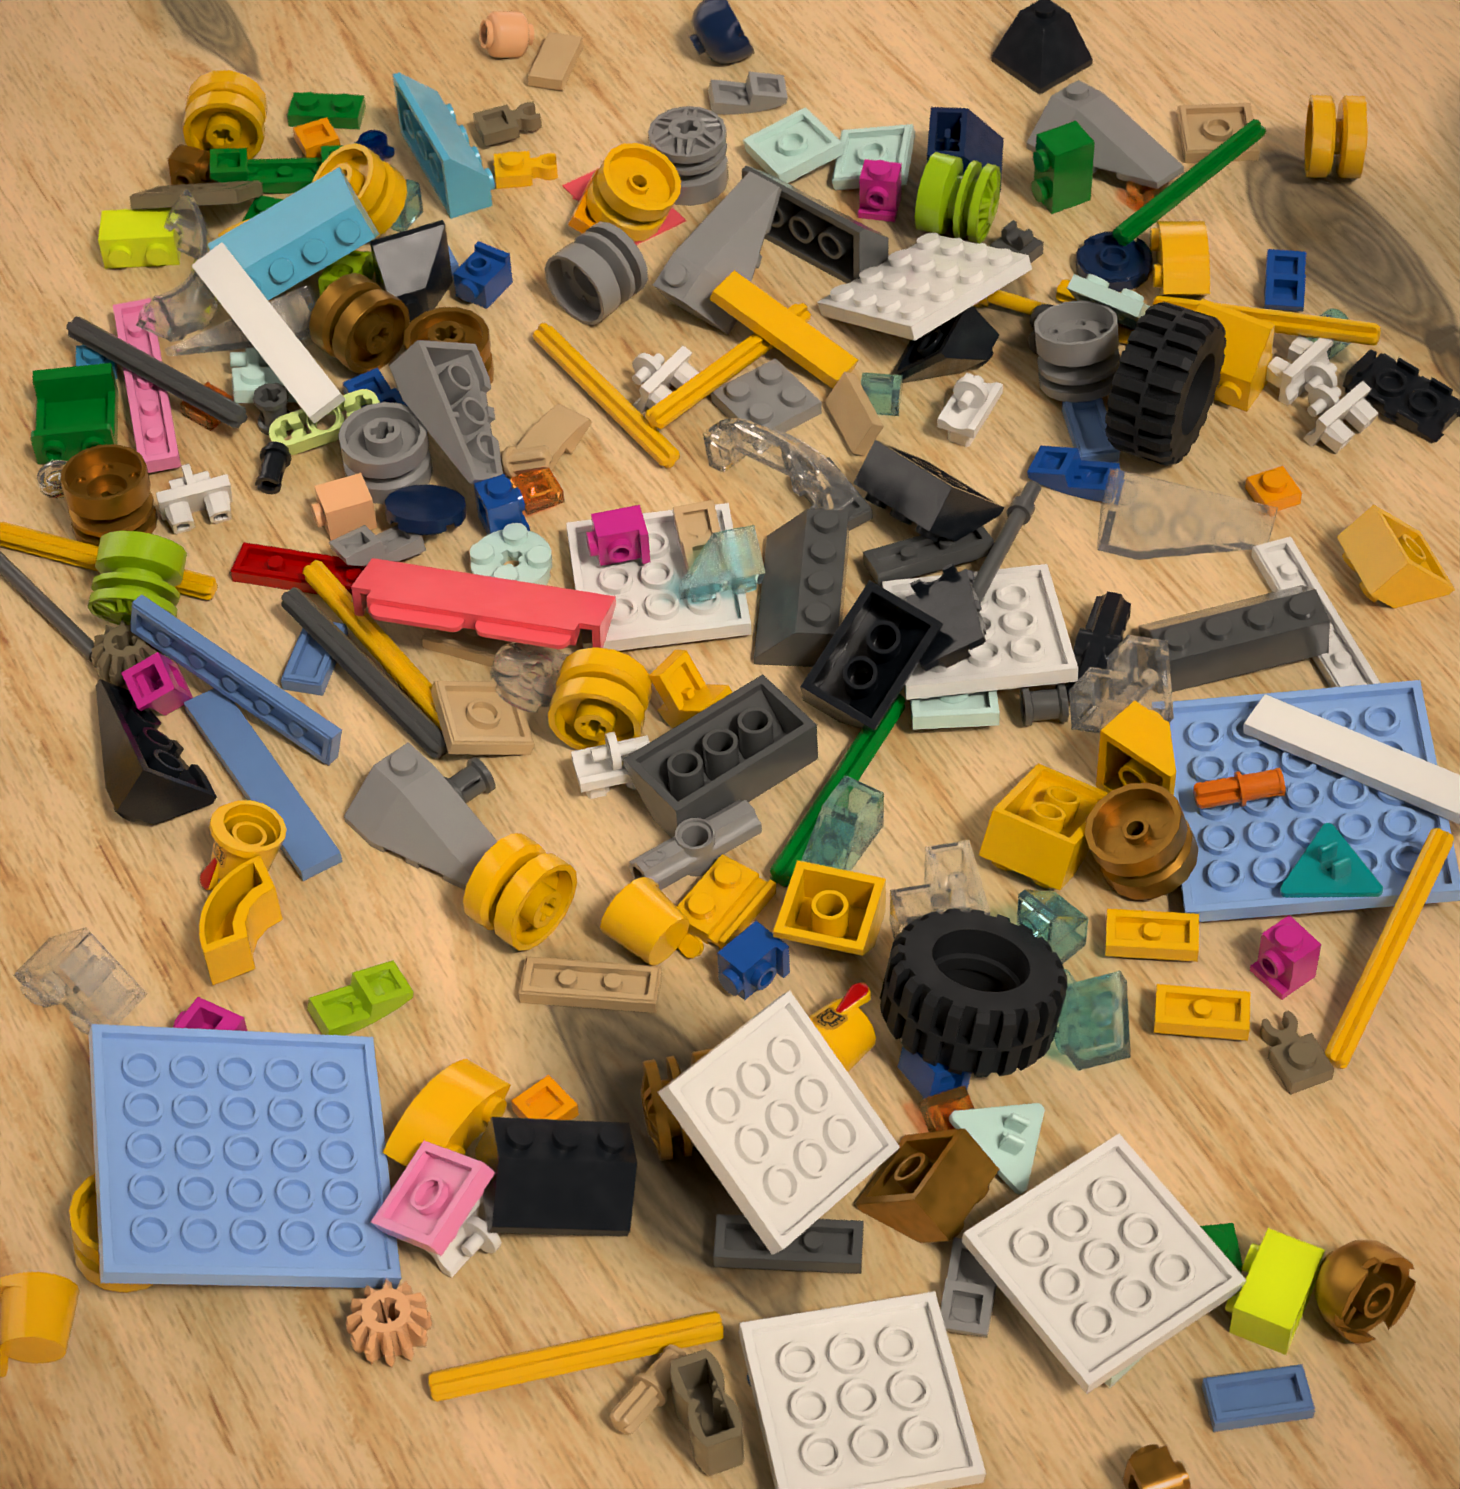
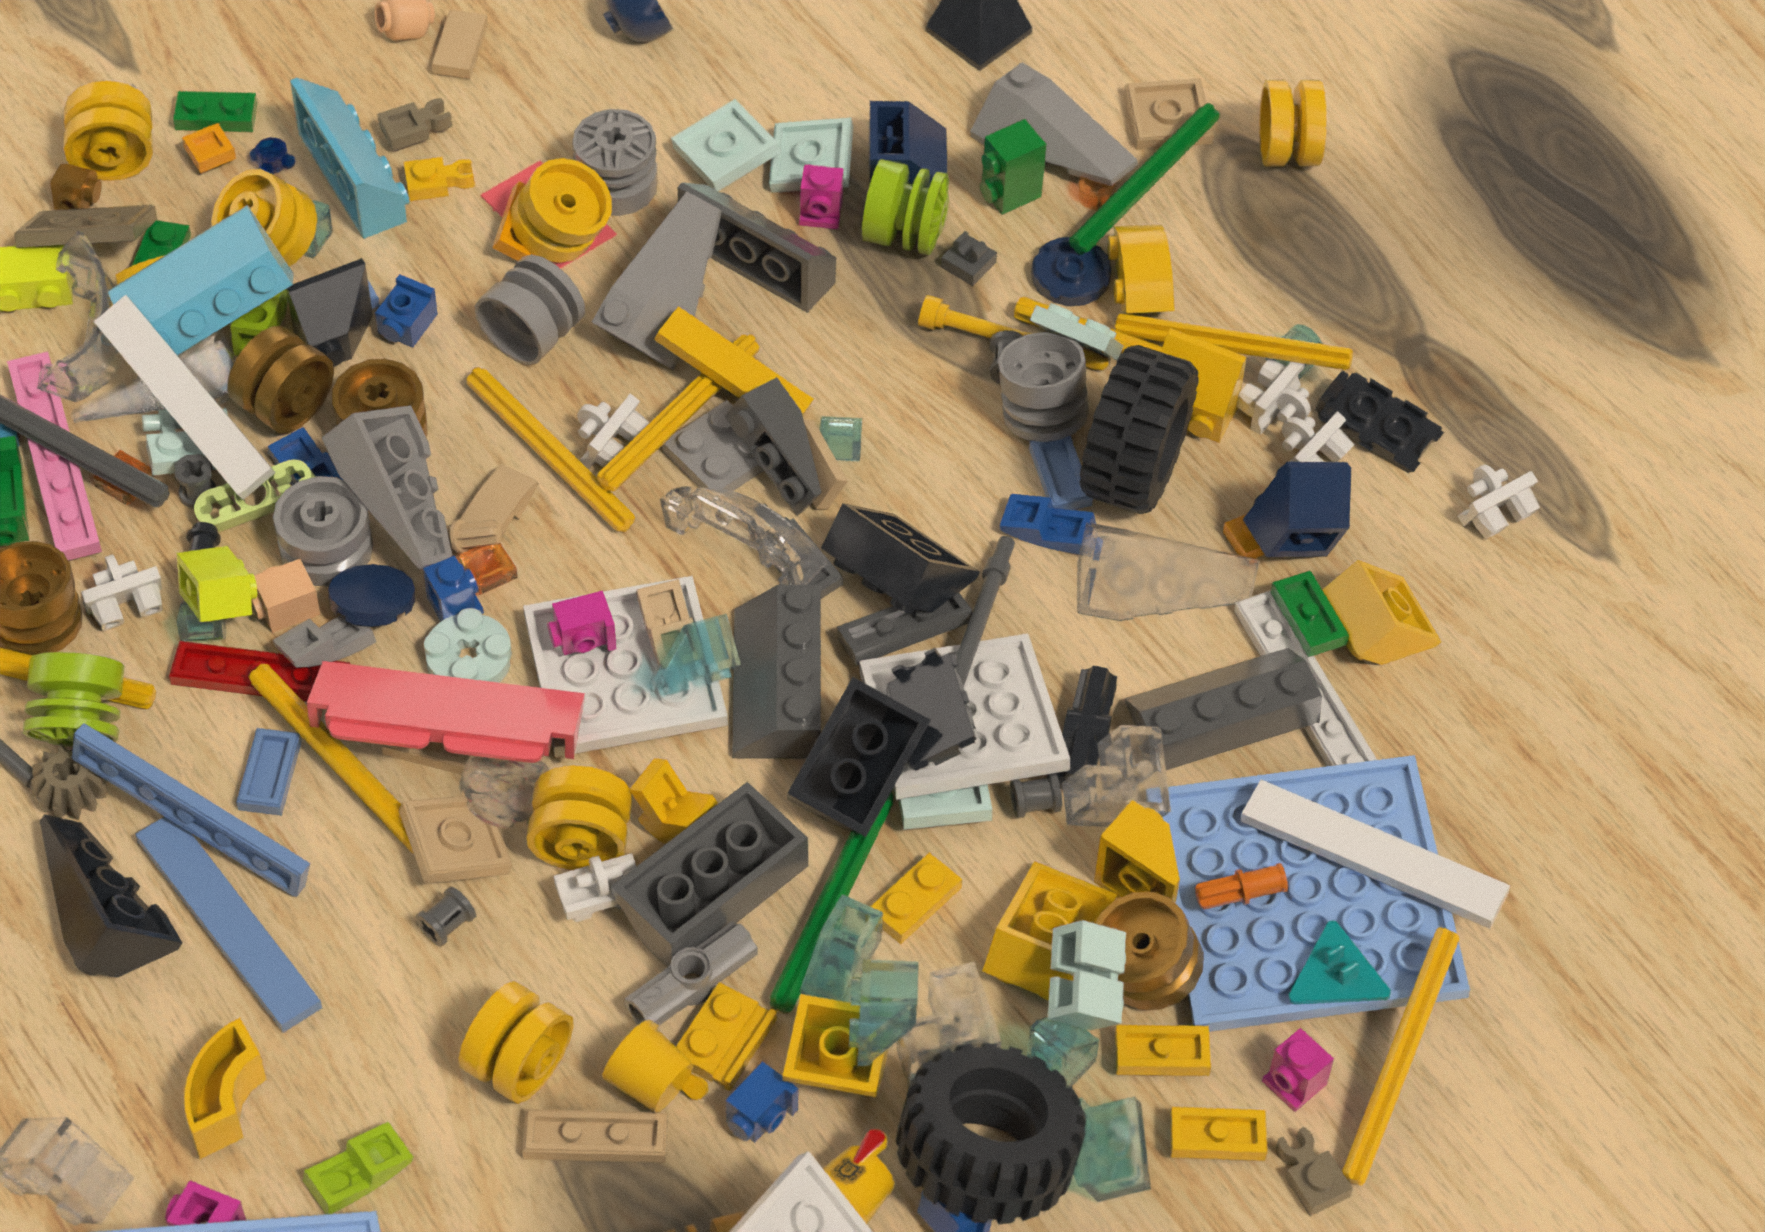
camera: 10 degrees left, 5 degrees up
(157, 684) = (106, 818): dark pink brick -> none
(241, 833) = (217, 994): yellow hat -> none
(266, 526) = (192, 629): none -> clear light blue brick
(276, 175) = (168, 192): green slope -> none
(280, 490) = (215, 584): none -> neon yellow brick
(365, 672) = (325, 790): dark grey axle -> none
(419, 816) = (401, 957): light grey wedge -> none
(758, 94) = (679, 80): light grey slope -> none
(819, 387) = (778, 440): none -> dark grey slope
(878, 870) = (887, 1006): none -> clear light blue slope
(921, 790) = (917, 897): none -> yellow plate
(924, 285) = (878, 314): white plate -> none
(949, 348) = (905, 380): black slope -> none
(968, 408) = (934, 454): white hips -> none
(1086, 838) = (1095, 959): none -> light aqua piece
(1285, 280) = (1249, 289): blue slope -> none
(1322, 461) = (1302, 510): none -> dark blue slope
(1324, 556) = (1309, 613): none -> green plate

